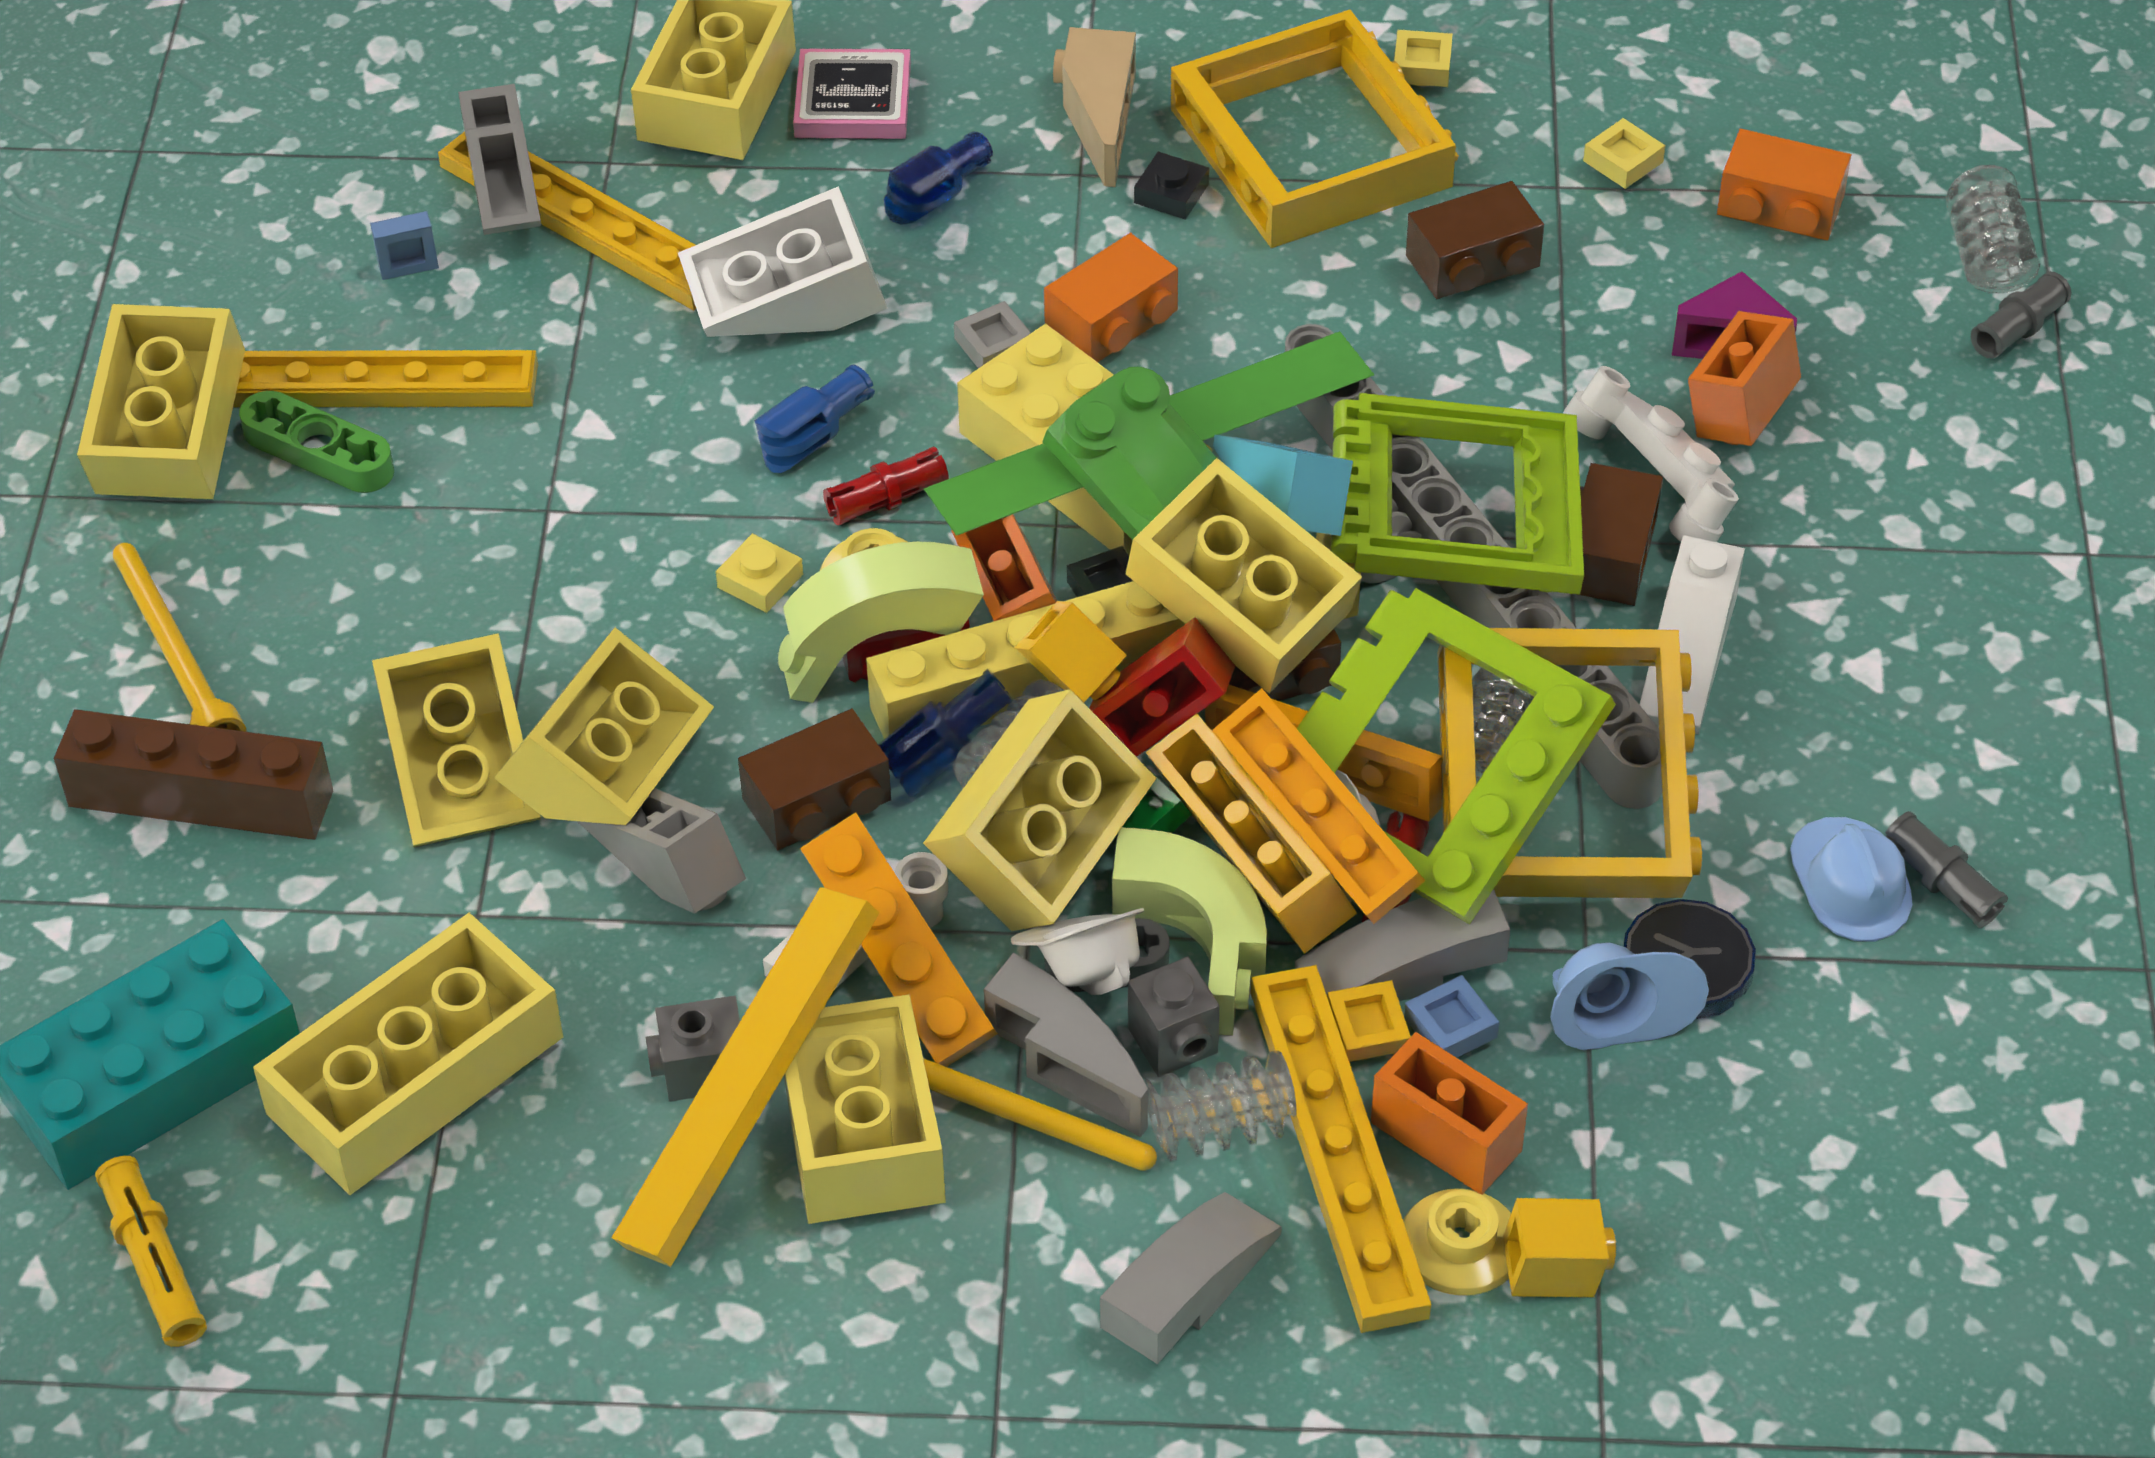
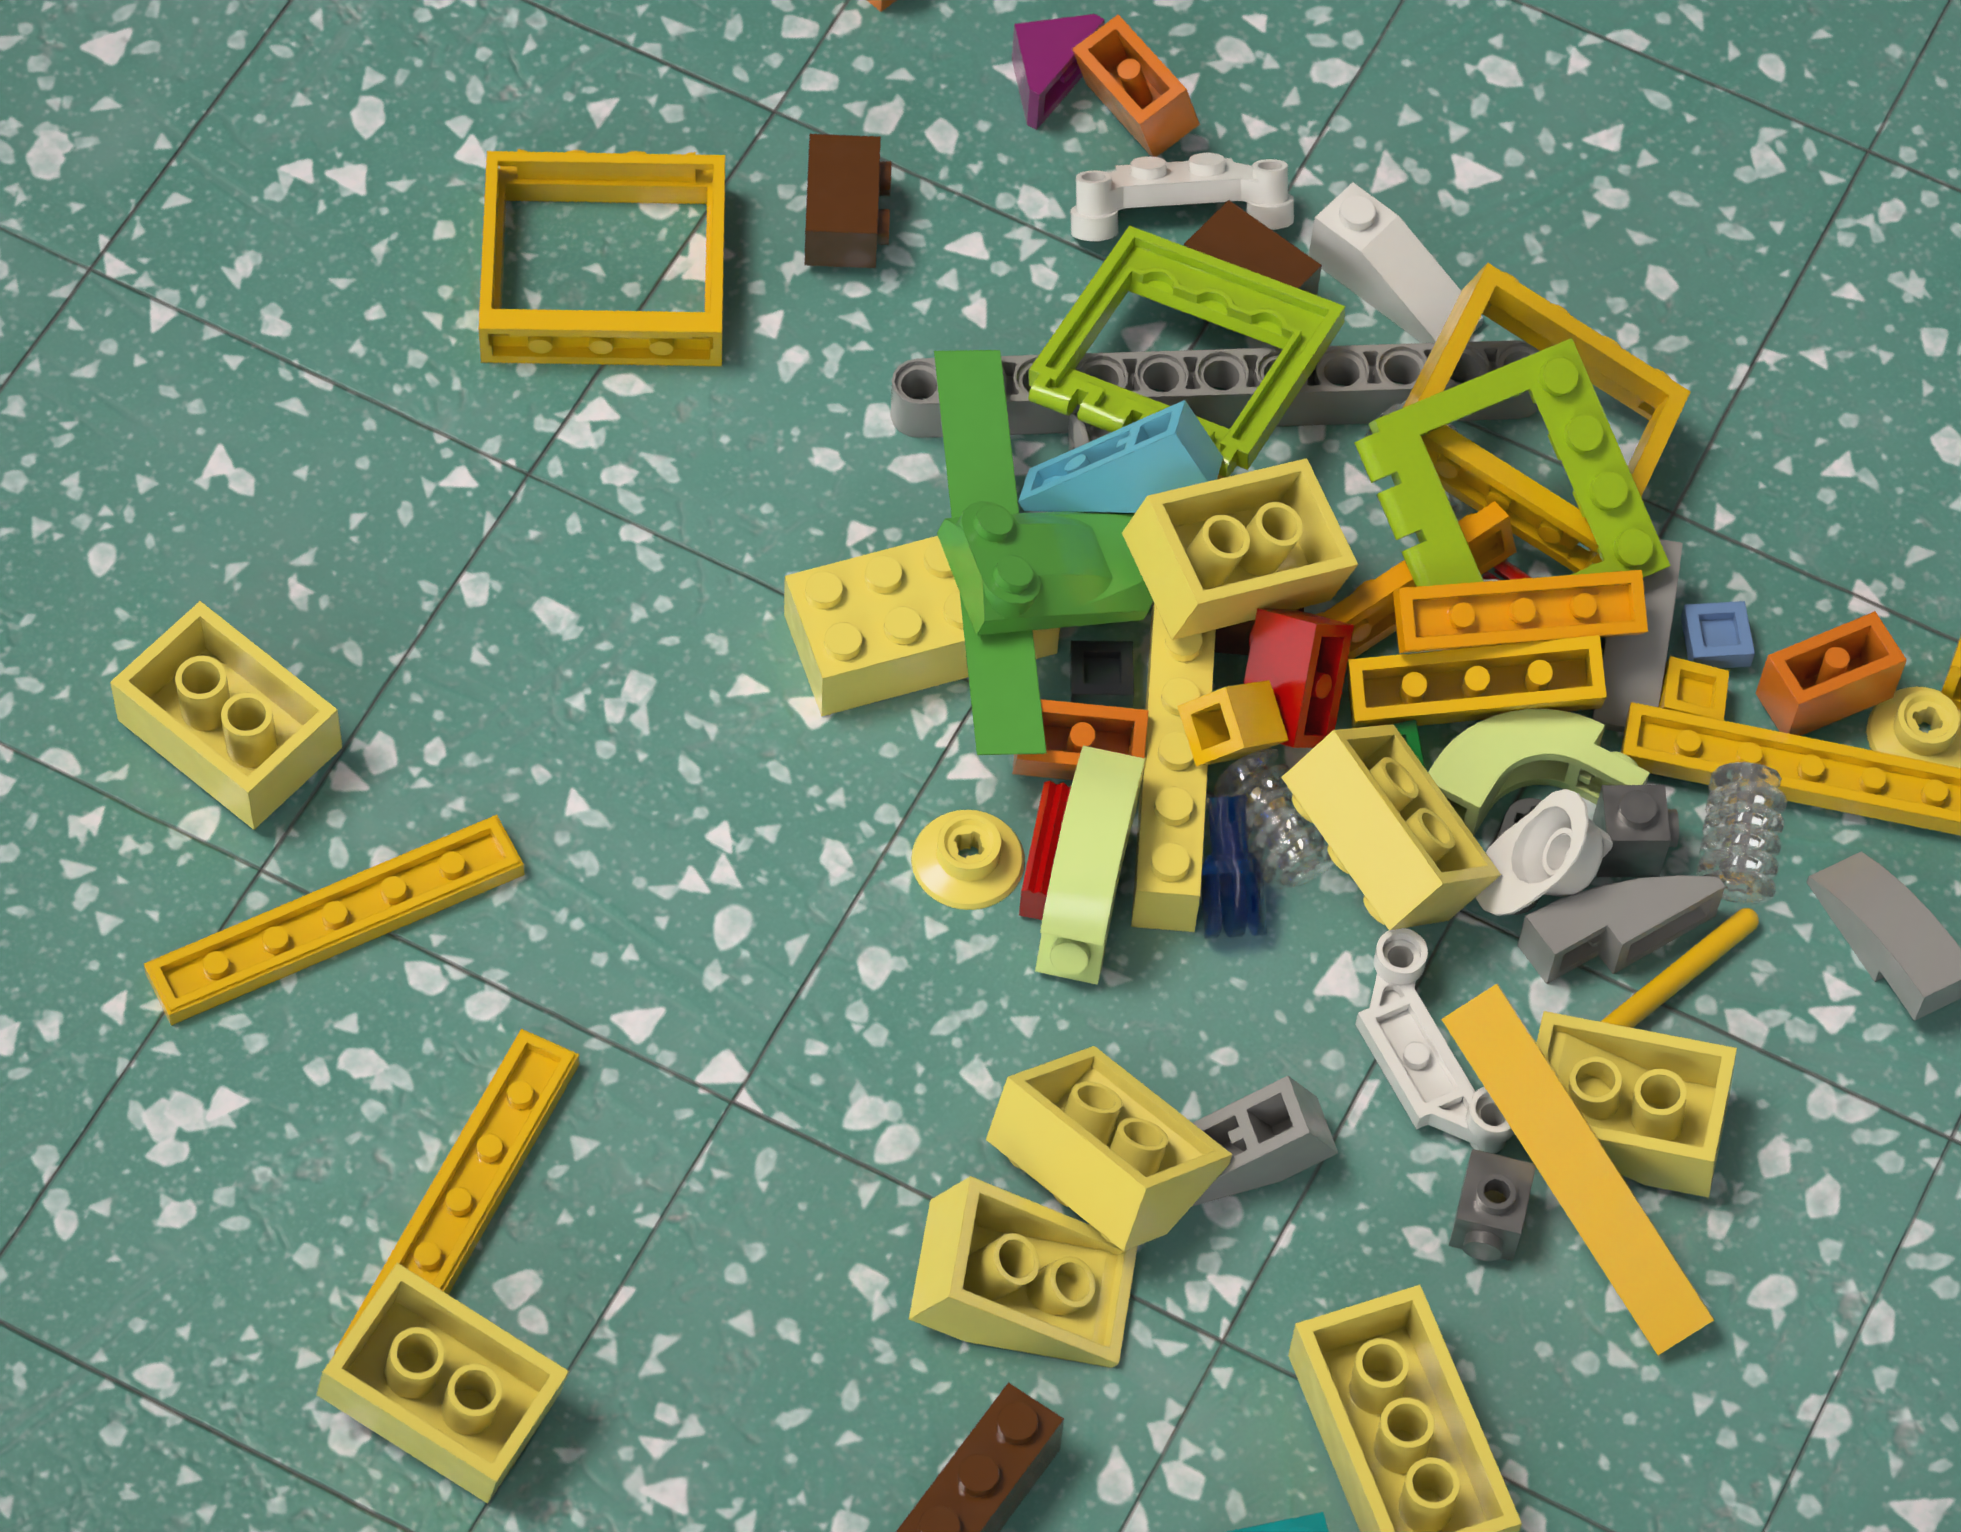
camera: 70 degrees left, 10 degrees up
(206, 708) = (880, 1485): yellow piece -> none
(328, 461) = (584, 1262): bright green beam -> none
(404, 245) = (301, 1091): medium blue plate -> none
(499, 159) = (251, 957): light grey slope -> none
(759, 572) = (925, 949): light yellow plate -> none
(785, 273) = (560, 767): white slope -> none
(809, 418) = (759, 827): blue arm -> none
(815, 779) = (1225, 997): reddish brown brick -> none
(852, 93) = (307, 612): tile -> none
(885, 485) = (875, 800): red pin -> none
(901, 942) = (1419, 996): light orange plate -> none
(933, 177) = (483, 593): clear blue arm -> none
(989, 332) = (733, 633): light grey plate -> none
(1098, 91) = (457, 410): tan slope -> none
(1112, 297) = (744, 516): orange brick -> none
(1171, 185) = (599, 405): black plate -> none
(1424, 57) = (557, 126): light yellow plate -> none
(1624, 153) = (781, 38): light yellow plate -> none
(1625, 997) = (1750, 505): light blue piece -> none
(1705, 935) = (1725, 444): black tile -> none
(1852, 878) = (1689, 291): light blue piece -> none
(1946, 870) = (1724, 226): dark grey pin -> none

